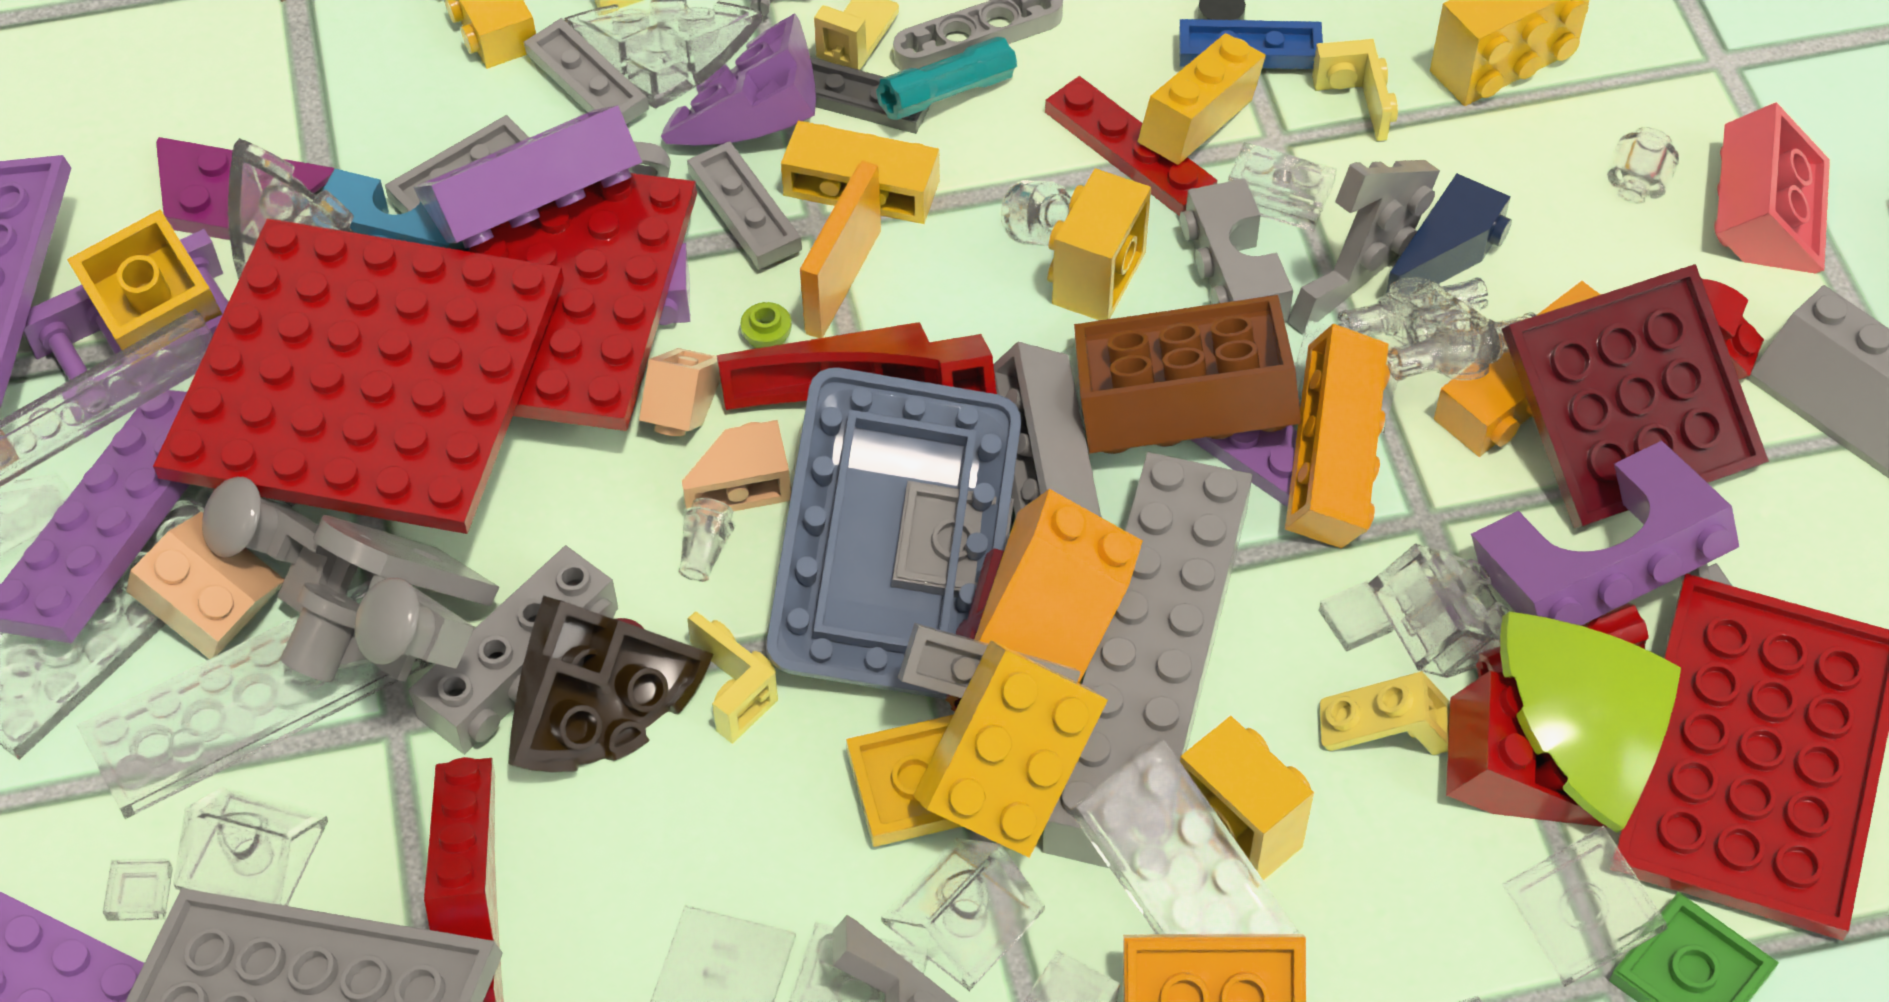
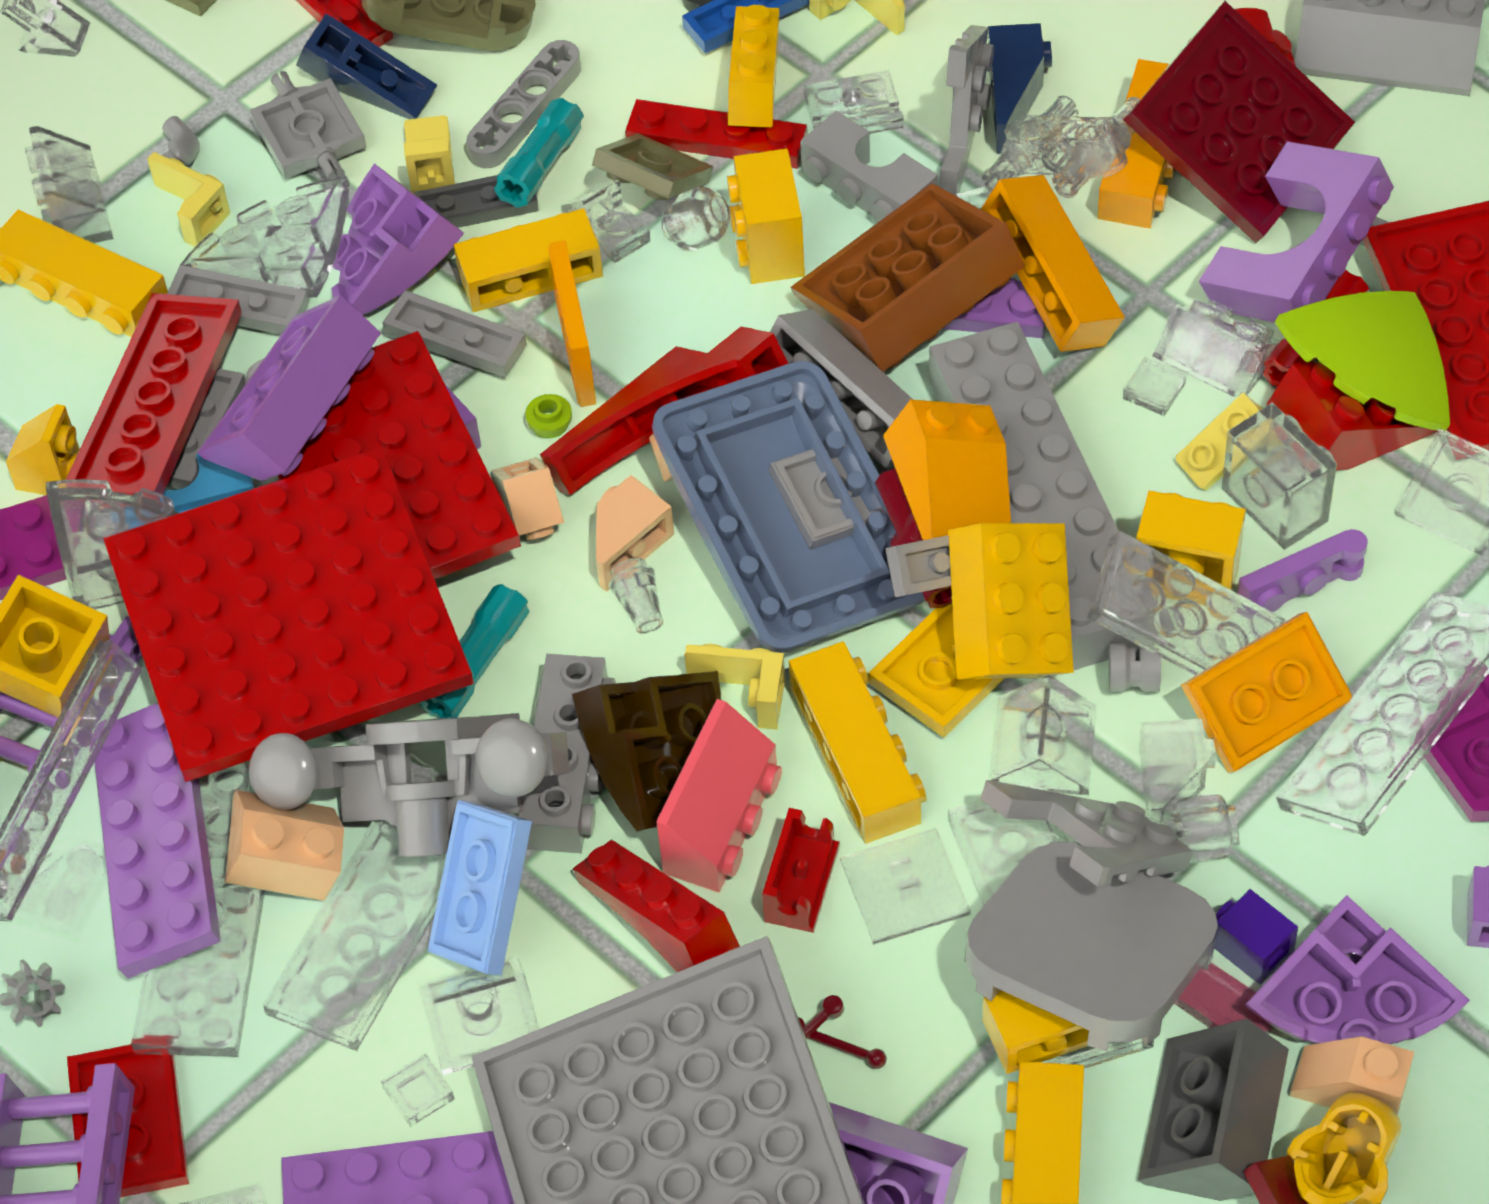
camera: 30 degrees left, 0 degrees up
(312, 731) = (479, 887): none -> light blue tile
(314, 125) = (43, 451): none -> yellow slope
(430, 121) = (156, 392): none -> red plate
(554, 492) = (492, 626): none -> teal axle
(602, 775) = (717, 799): none -> coral slope
(627, 896) = (799, 873): none -> red hinge
(781, 801) = (856, 741): none -> yellow brick
(965, 176) = (613, 224): none -> clear slope
(1035, 142) = (651, 166): none -> olive plate
(1097, 887) = (1133, 668): none -> light grey wheel
(1353, 893) = (1306, 570): none -> medium lavender plate
(1397, 777) = (1278, 475): none -> clear brick

